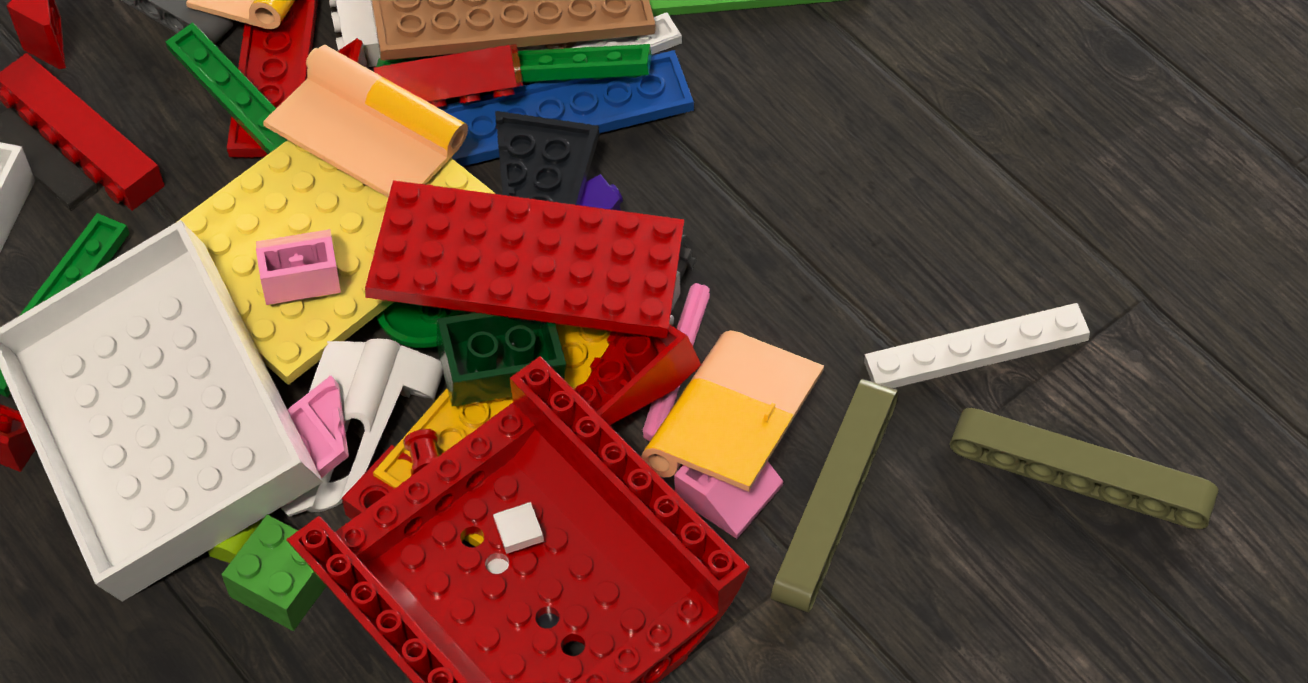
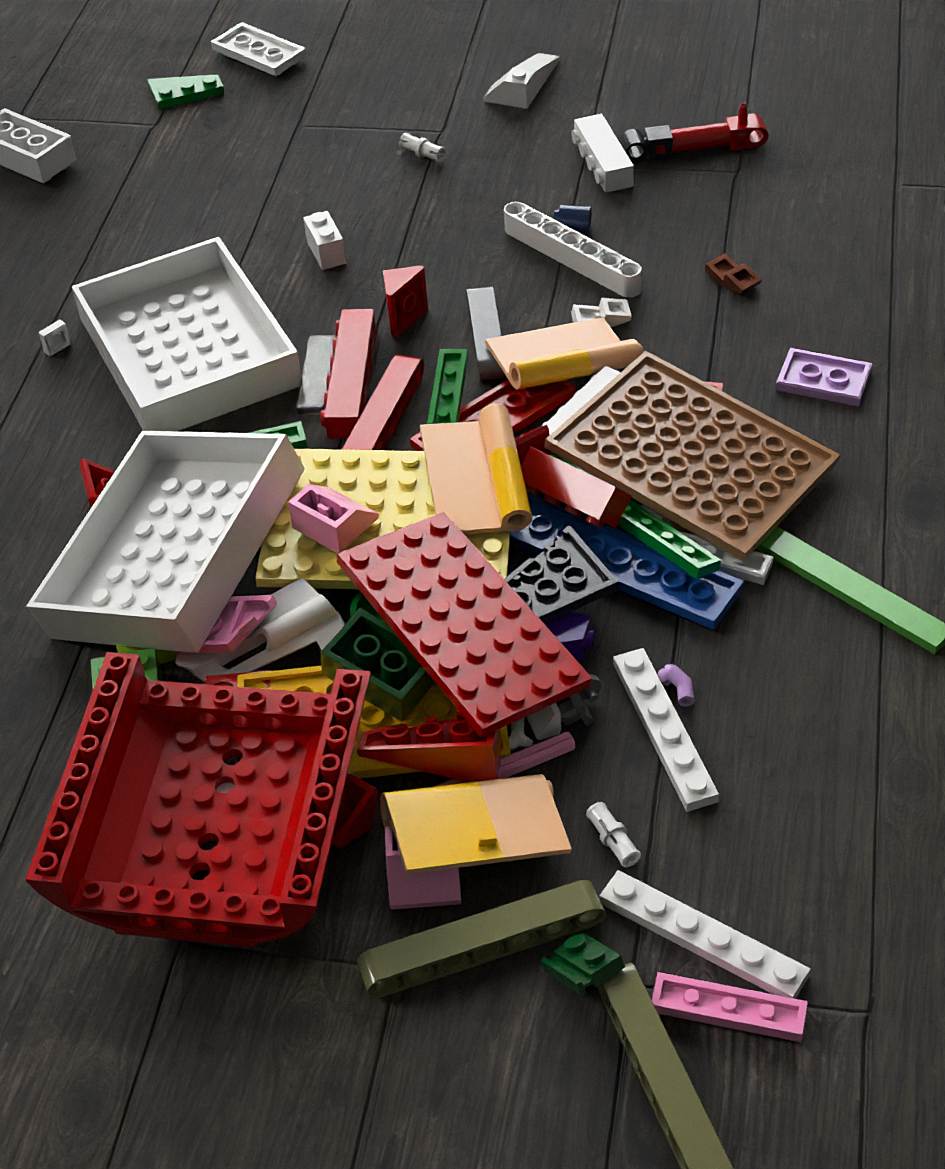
camera: 50 degrees right, 10 degrees down
(161, 139) = (387, 404): none -> beam
(421, 447) = (273, 679): red bush -> none
(518, 527) = (252, 770): white tile -> none
(725, 171) = (682, 681): none -> lavender arm
(756, 219) = (666, 730): none -> white plate
(800, 328) = (613, 834): none -> white pin
(933, 441) = (582, 963): none -> dark green plate
(1060, 377) = (729, 1007): none -> bright pink plate

